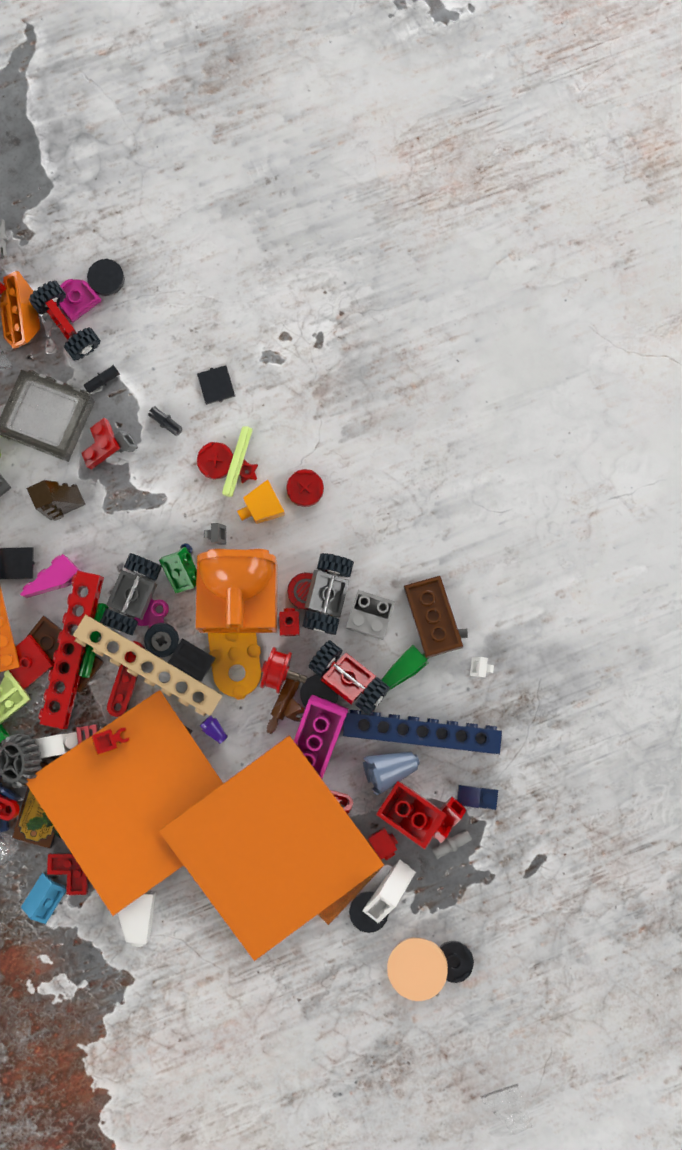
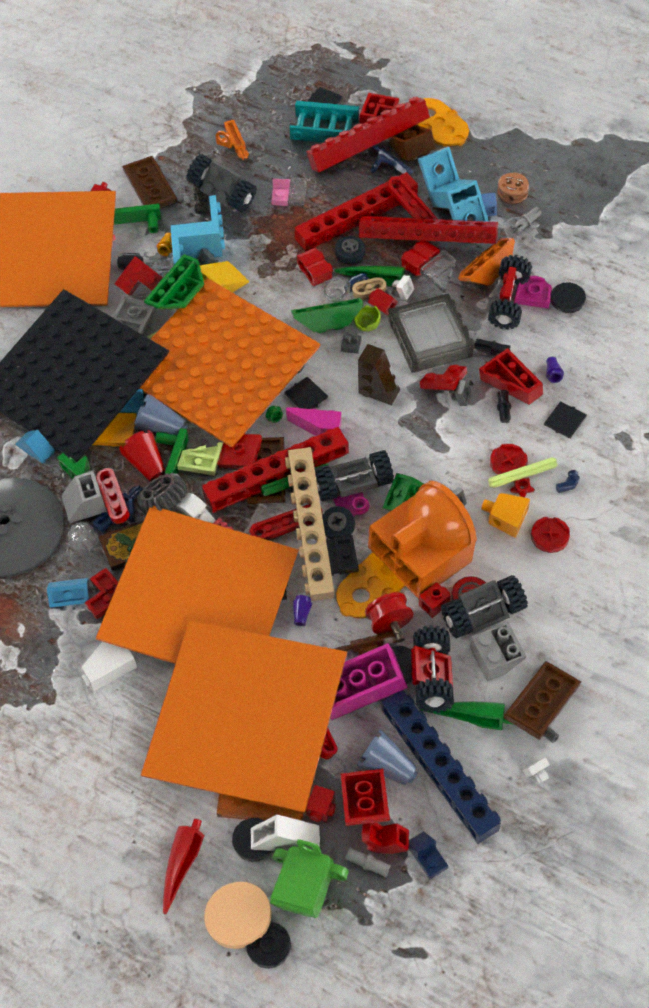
camera: 55 degrees right, 25 degrees down
(14, 605) = (274, 414): none -> green plate
(107, 740) = (227, 537): red plate -> none
(145, 392) = (510, 374): none -> red wedge
(166, 353) = (554, 372): none -> dark purple cone
(275, 433) = (571, 482): none -> dark blue arm
(339, 973) = (182, 855): none -> red piece
(434, 906) = (304, 878): none -> bright green piece

